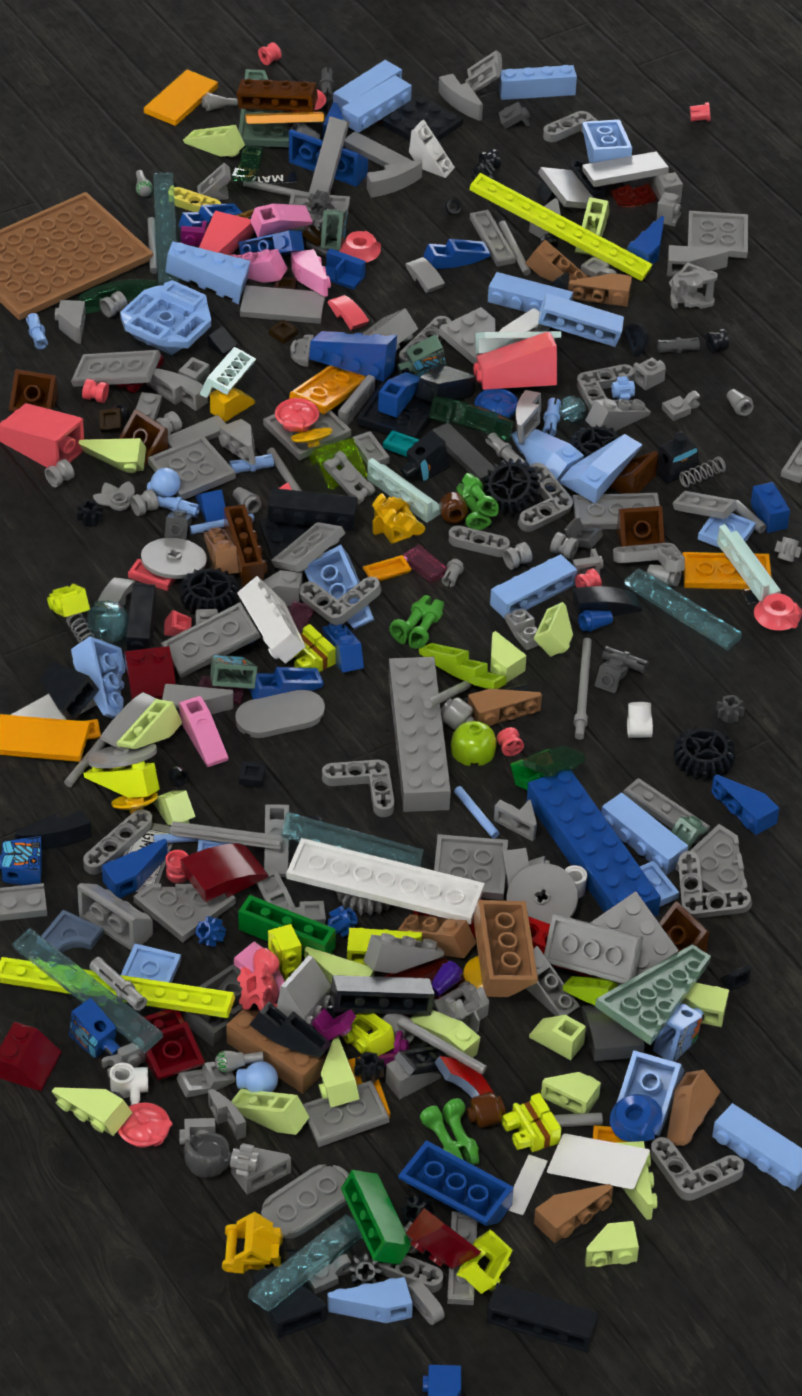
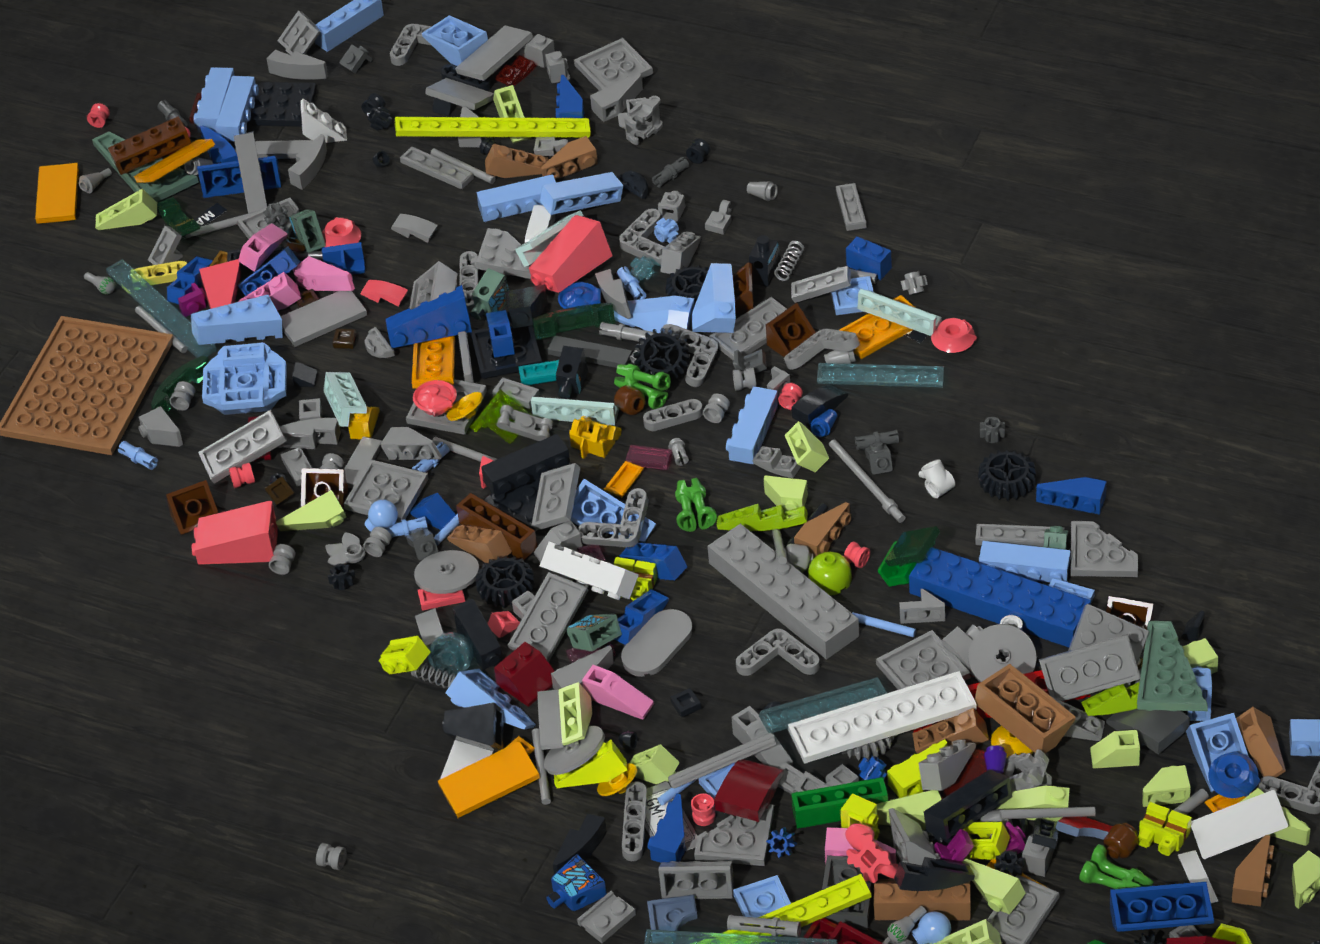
camera: 30 degrees left, 0 degrees up
(248, 498) = (457, 490): light grey cone -> none
(455, 253) = (422, 196): blue slope -> none
(561, 282) = (532, 172): black slope -> none
(697, 895) = (1109, 583): light grey beam -> none

